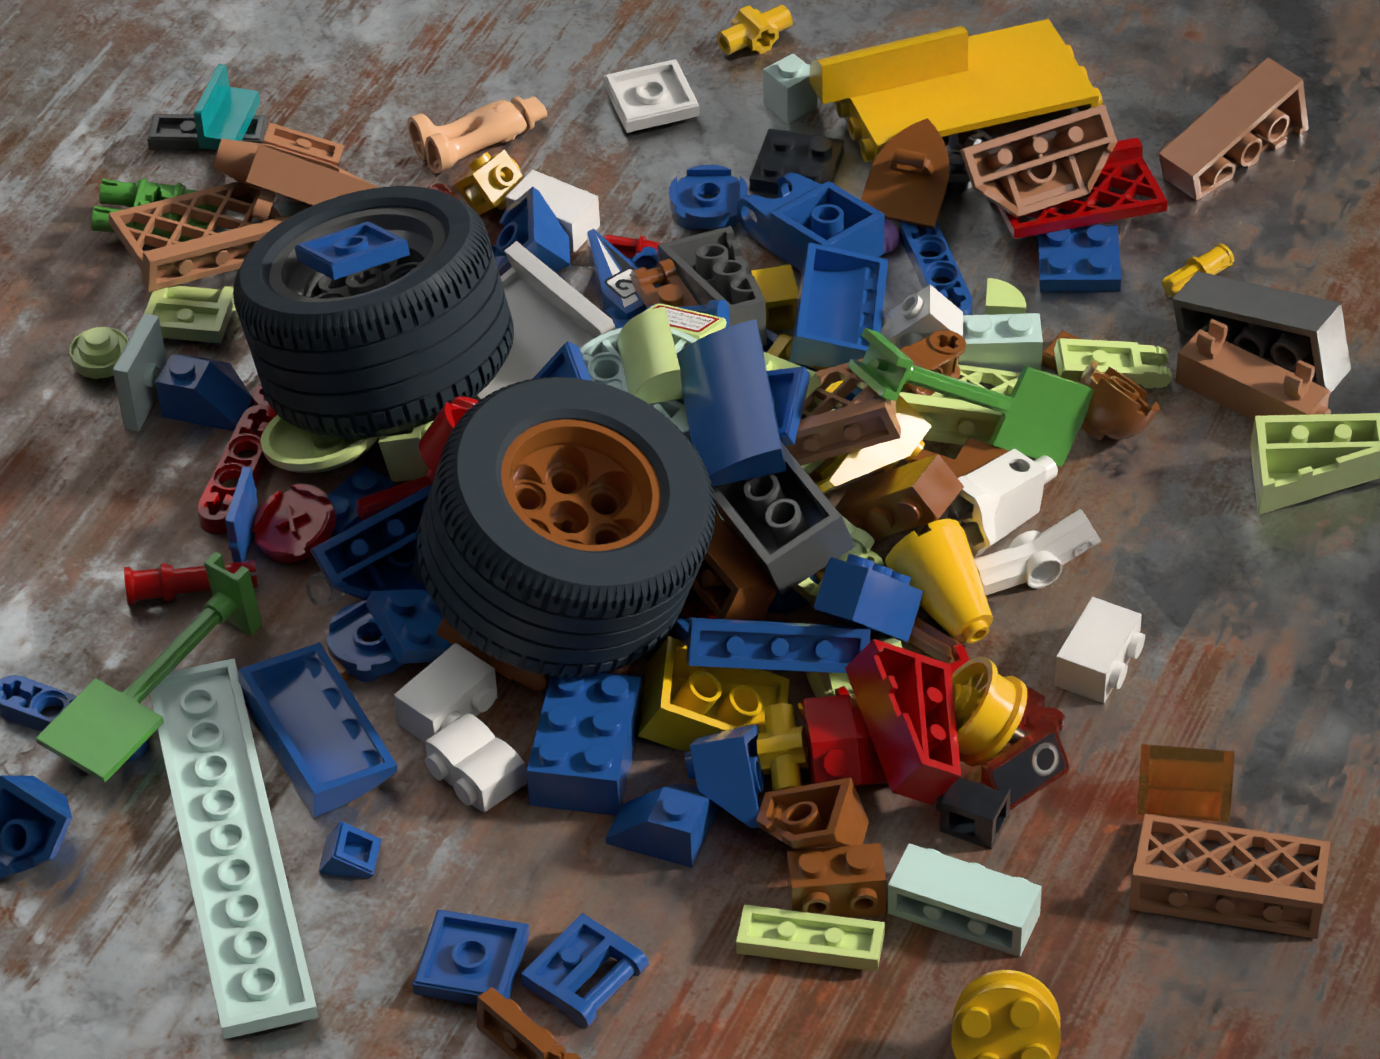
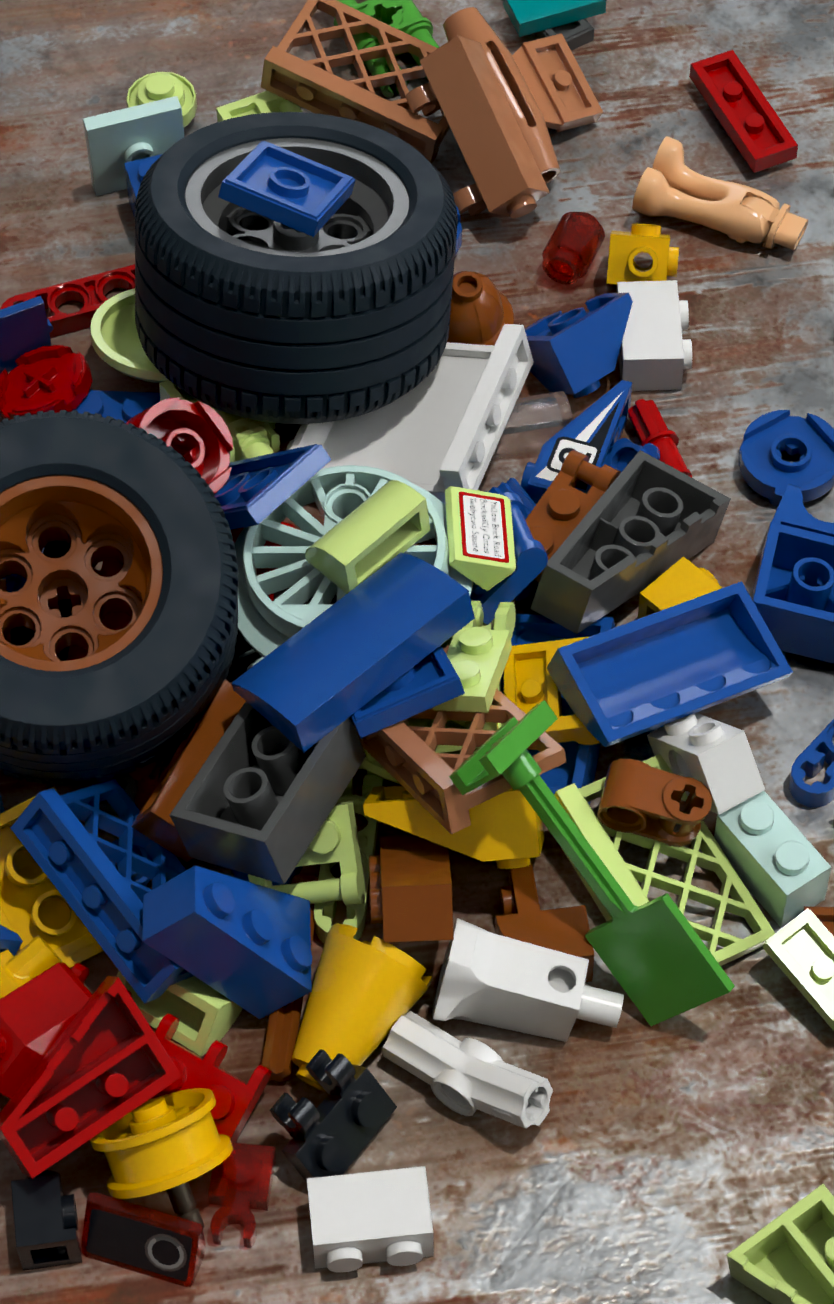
camera: 55 degrees right, 10 degrees up
(412, 82) = (743, 111): none -> red plate
(1020, 631) = (337, 1131): none -> black plate
(1116, 405) = (763, 1021): dark orange cylinder -> none

